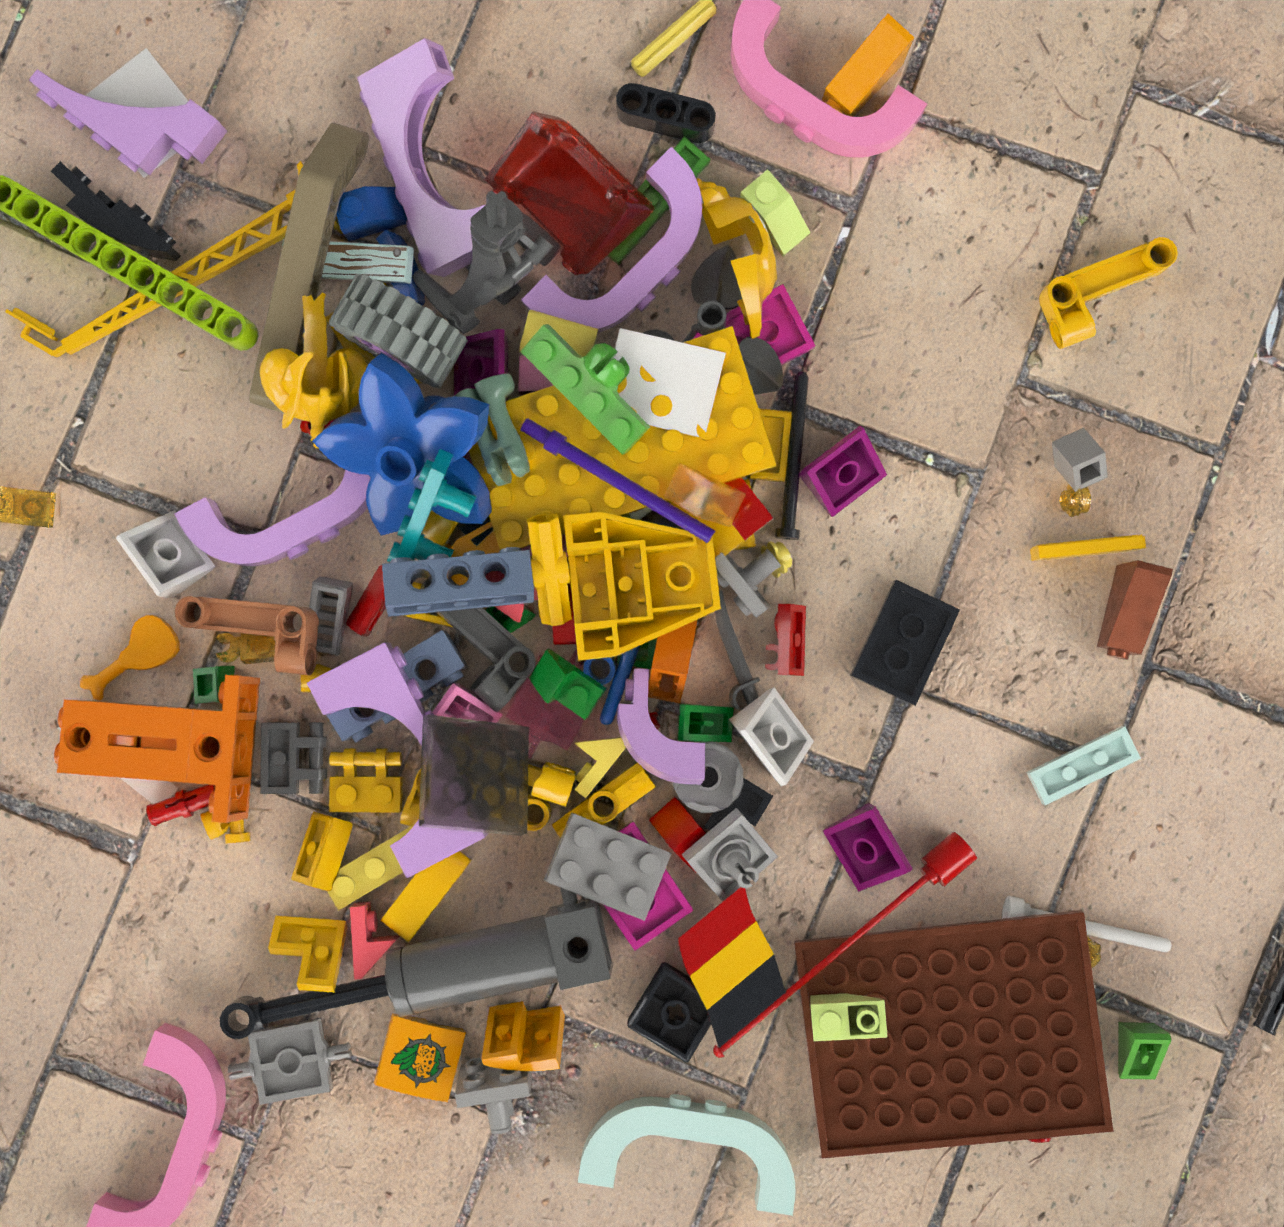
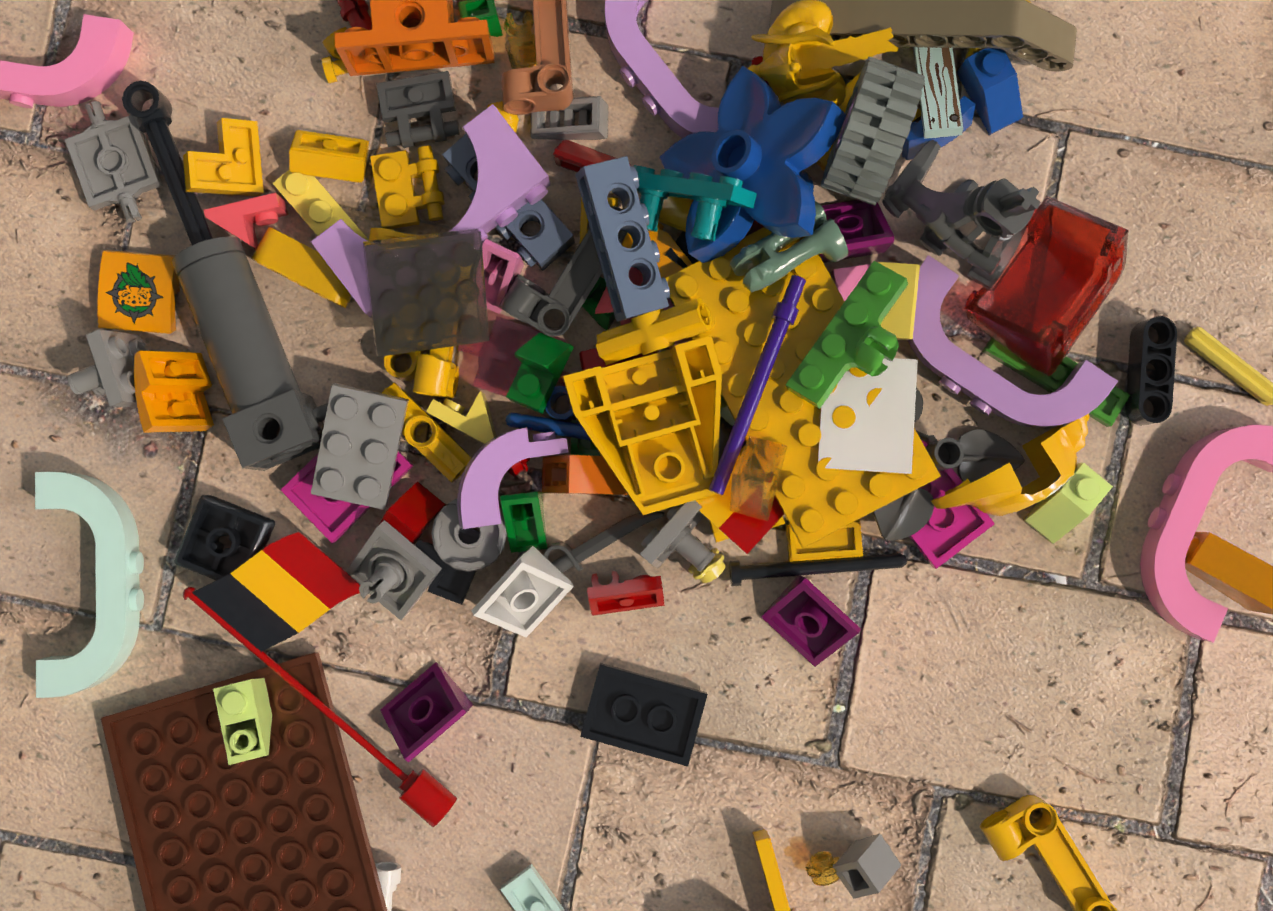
camera: 75 degrees right, 0 degrees up
(398, 102) = (1113, 94): lavender arch -> none

